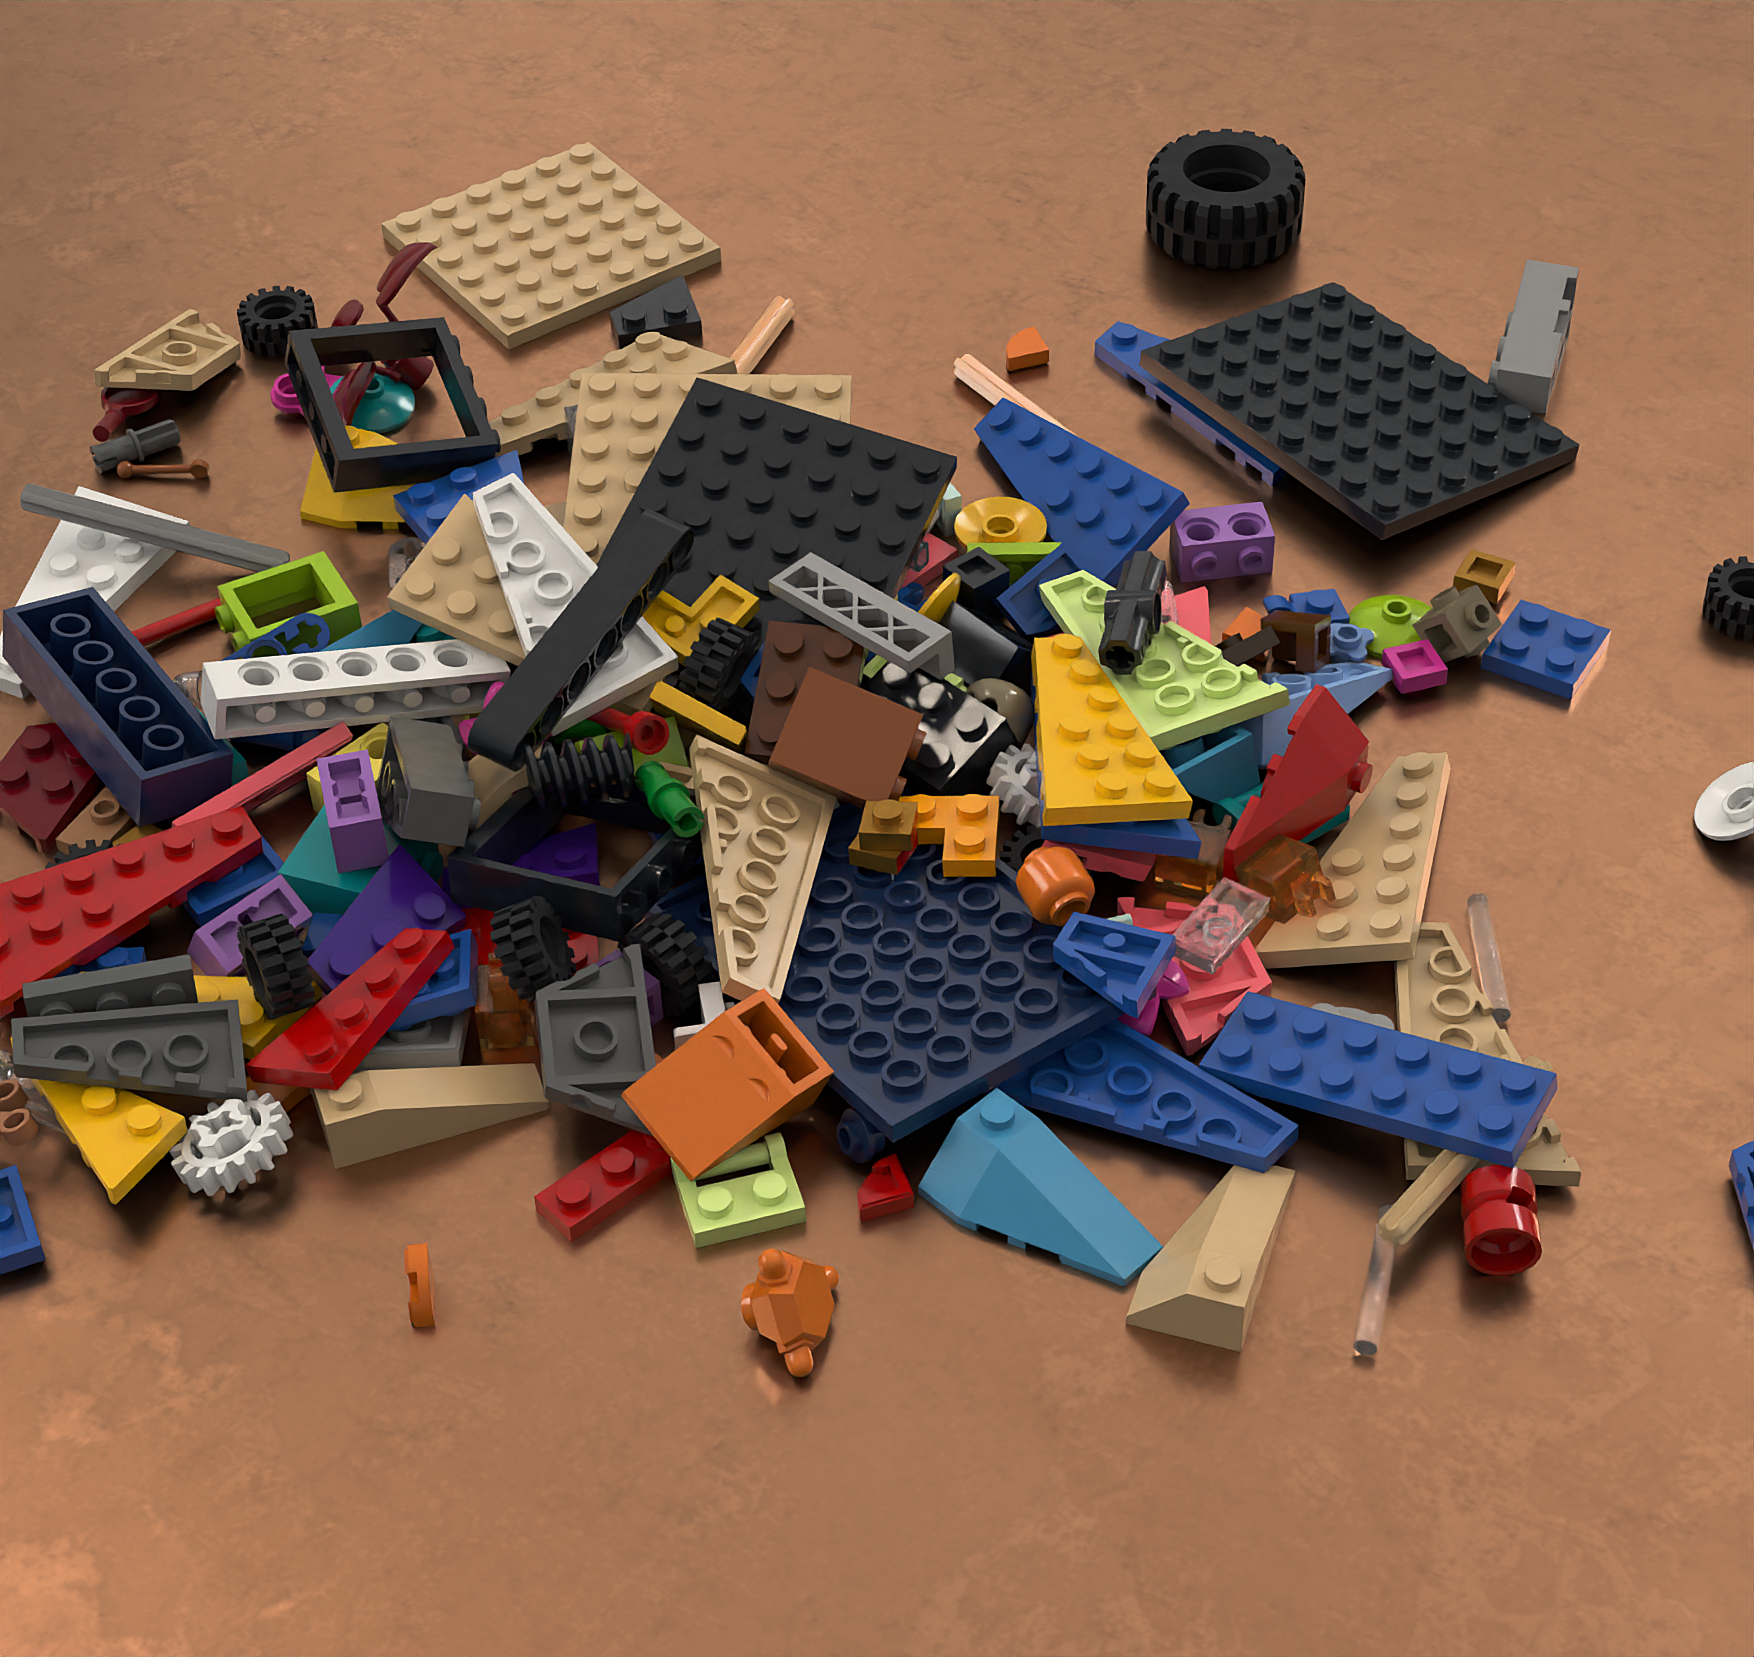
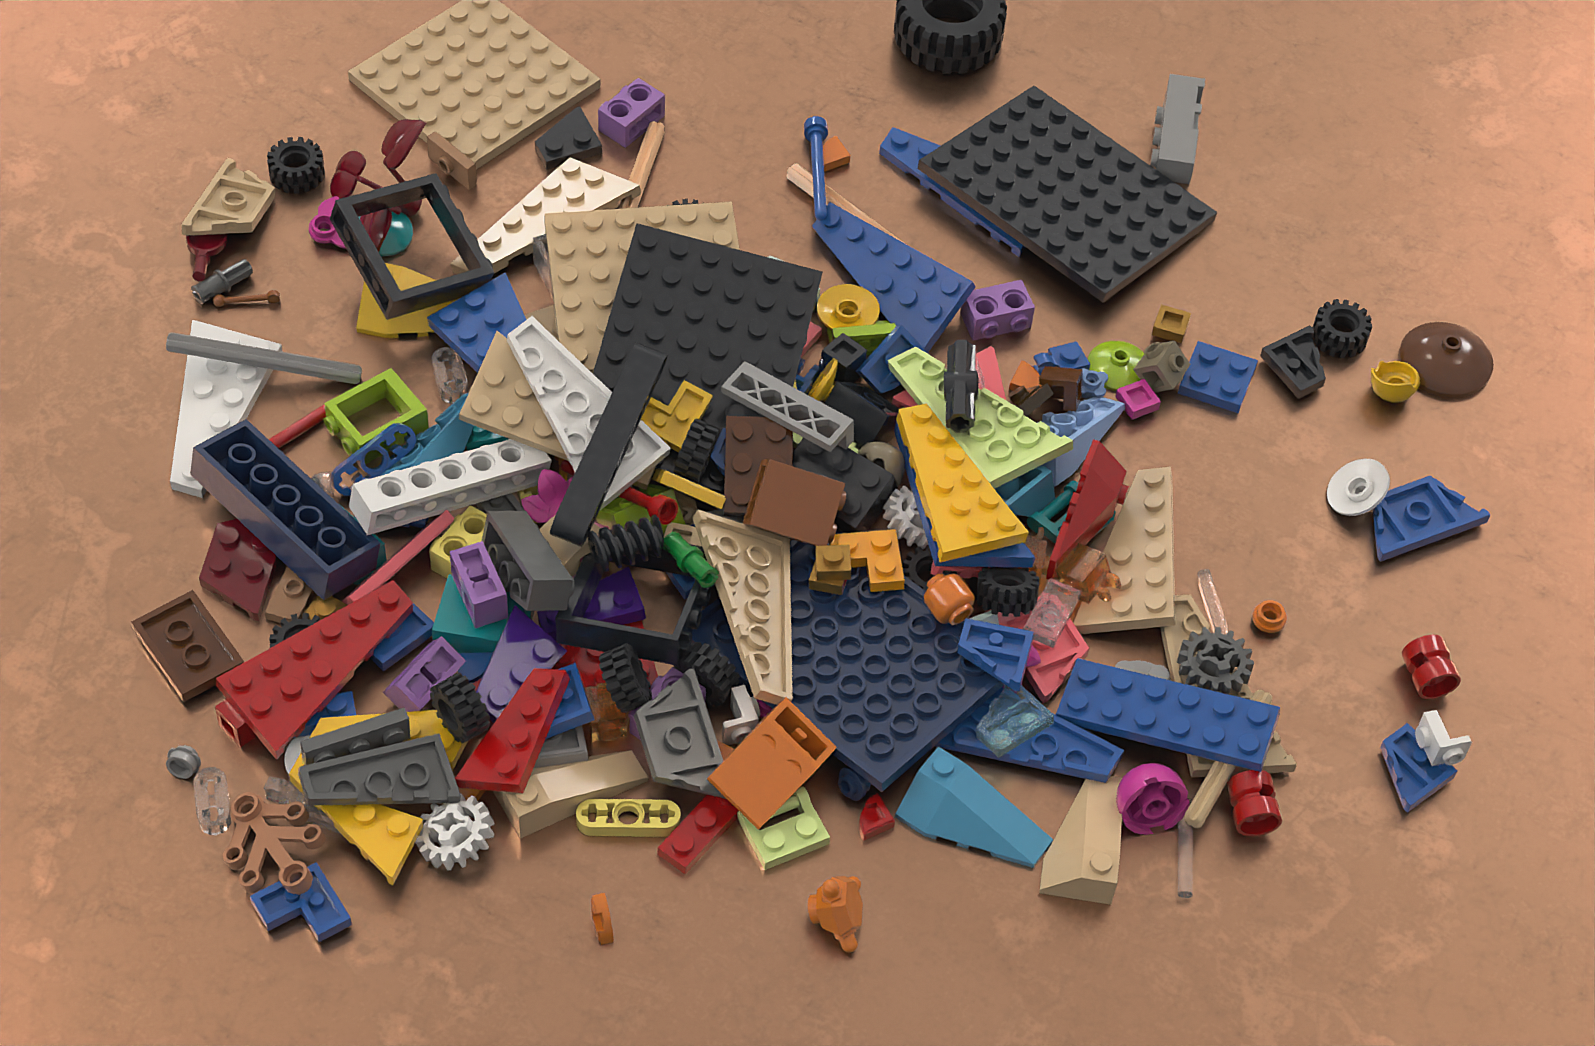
camera: 15 degrees left, 10 degrees up
(488, 326) = (451, 160): none -> medium nougat plate
(488, 1136) = (618, 806): none -> light yellow beam
(749, 283) = (630, 112): none -> medium lavender brick
(1005, 321) = (816, 132): none -> blue piece
(1124, 1064) = (1012, 720): none -> clear light blue wing
(1153, 887) = (1007, 590): none -> black tyre
(1329, 1197) = (1151, 798): none -> dark pink cylinder
(1468, 1008) = (1215, 661): none -> dark grey gear
(1573, 965) = (1272, 610): none -> orange plate
(1670, 635) = (1296, 362): none -> black wing

